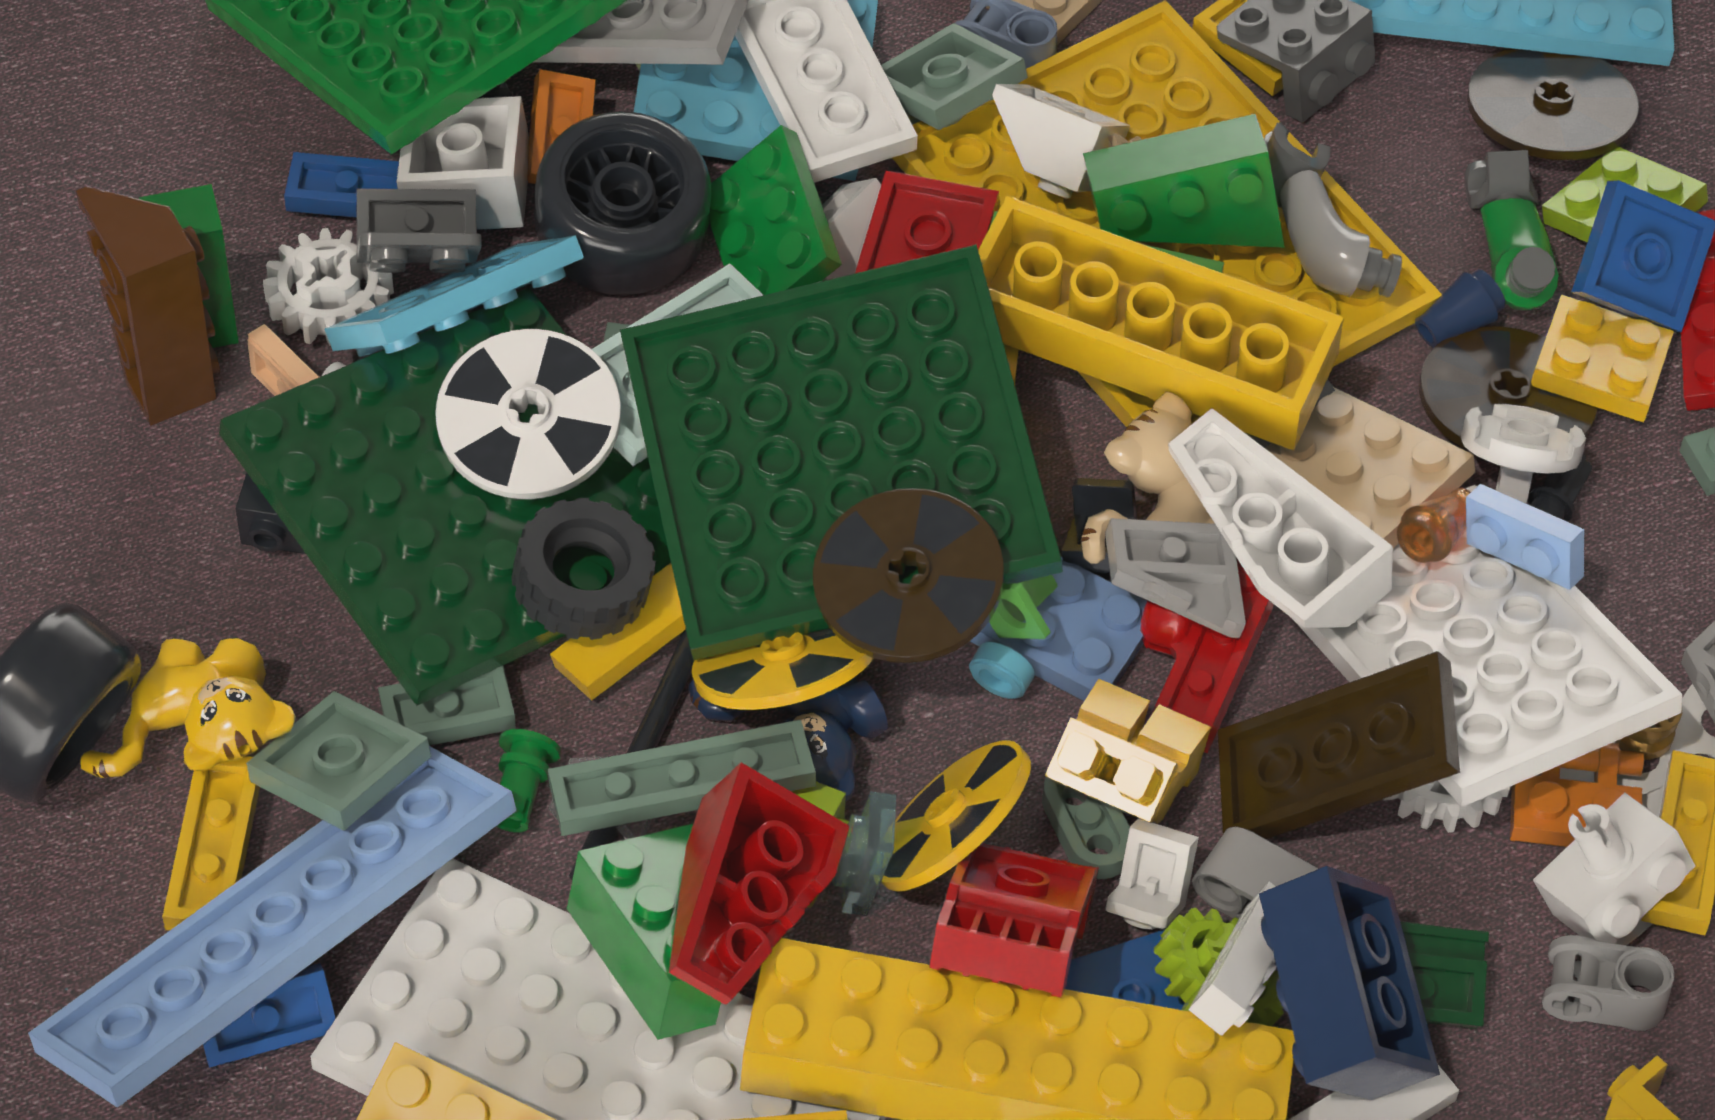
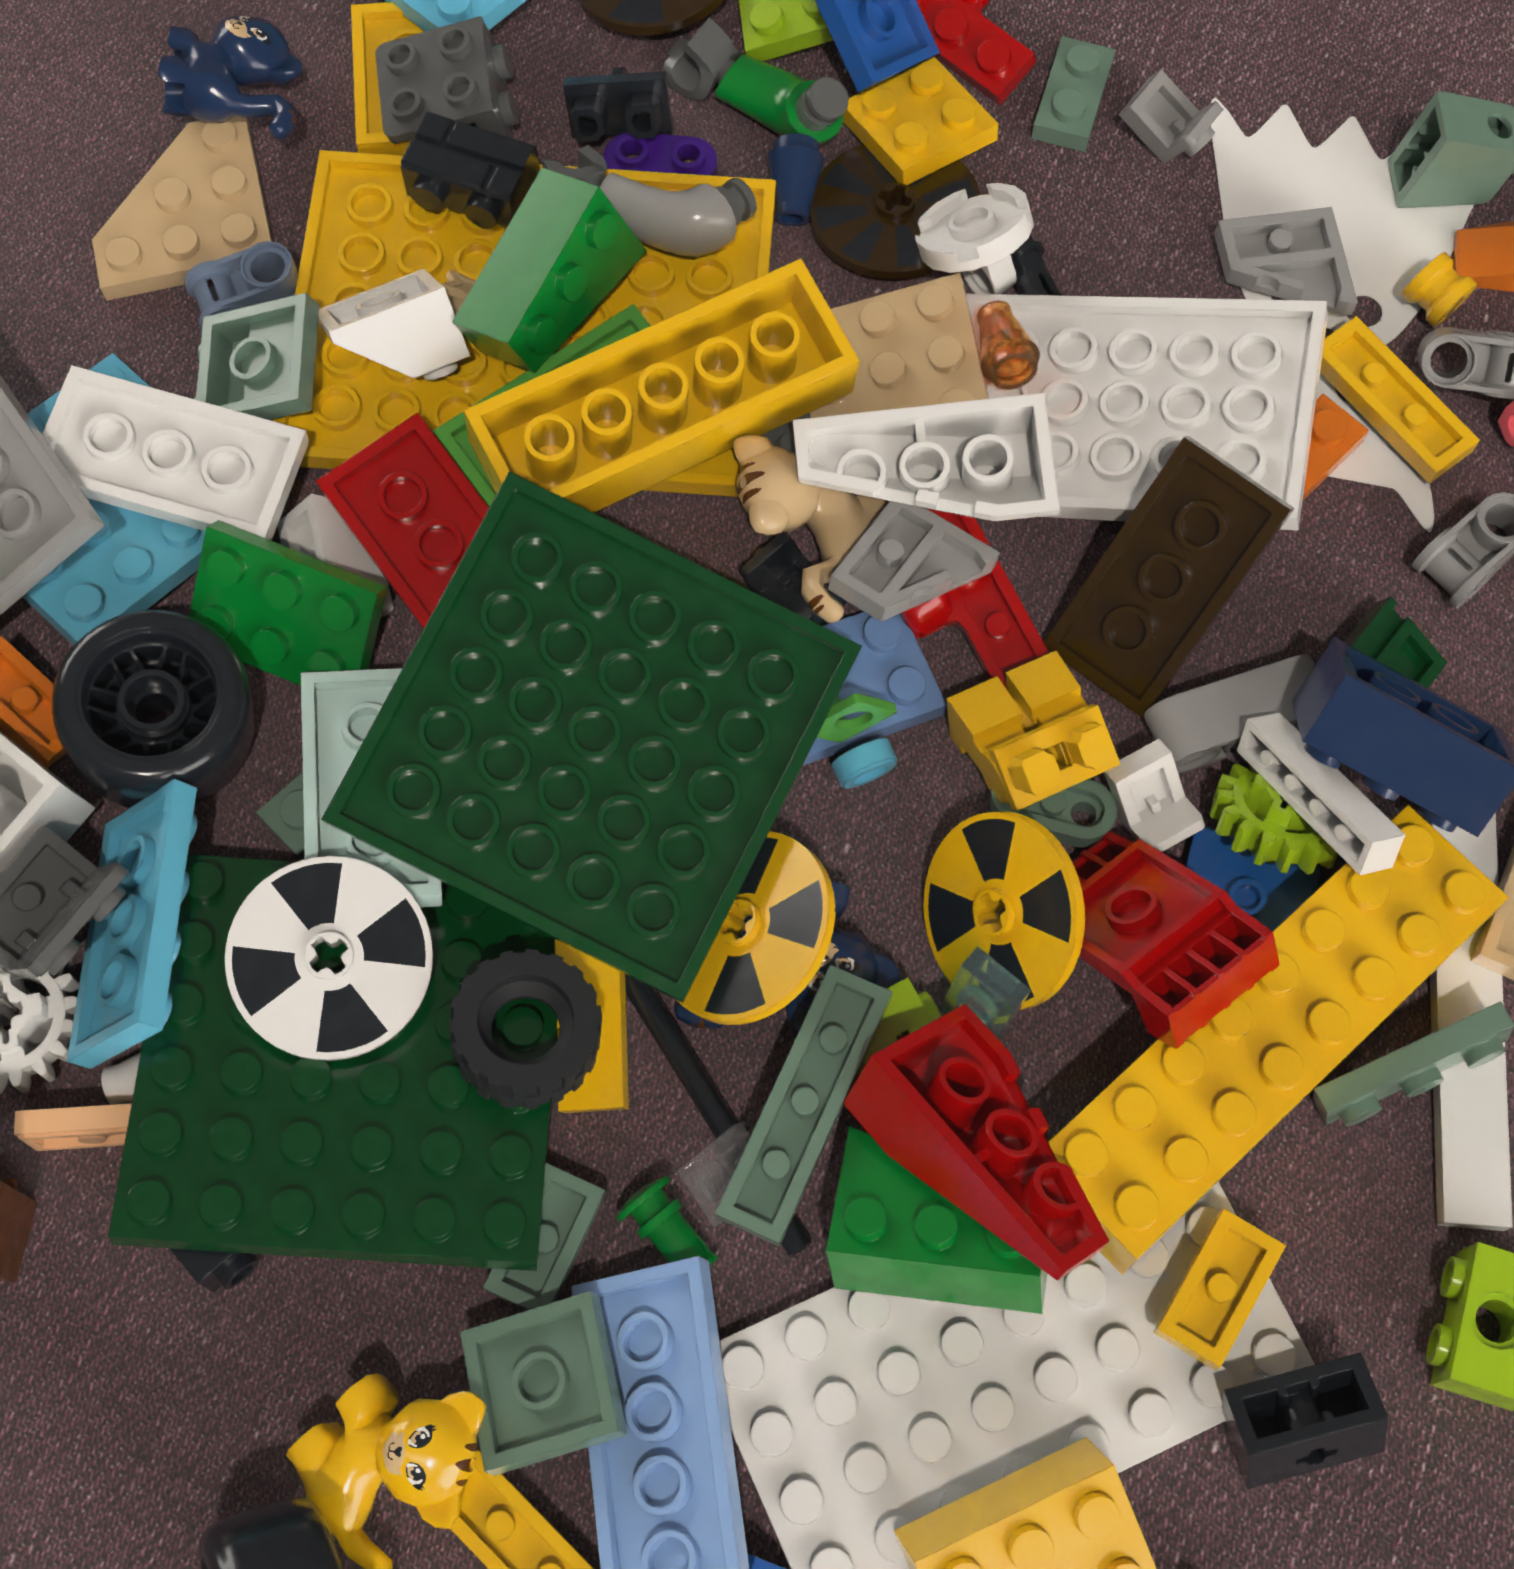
camera: 50 degrees left, 15 degrees up
(947, 599) = (777, 827): dark brown piece -> none
(1230, 81) = (468, 170): none -> black brick
(1392, 213) = (661, 154): none -> dark purple plate
(1398, 151) = (618, 105): none -> black hips
(1525, 536) = (1078, 295): light blue plate -> none
(1613, 869) = (1404, 469): white brick -> none

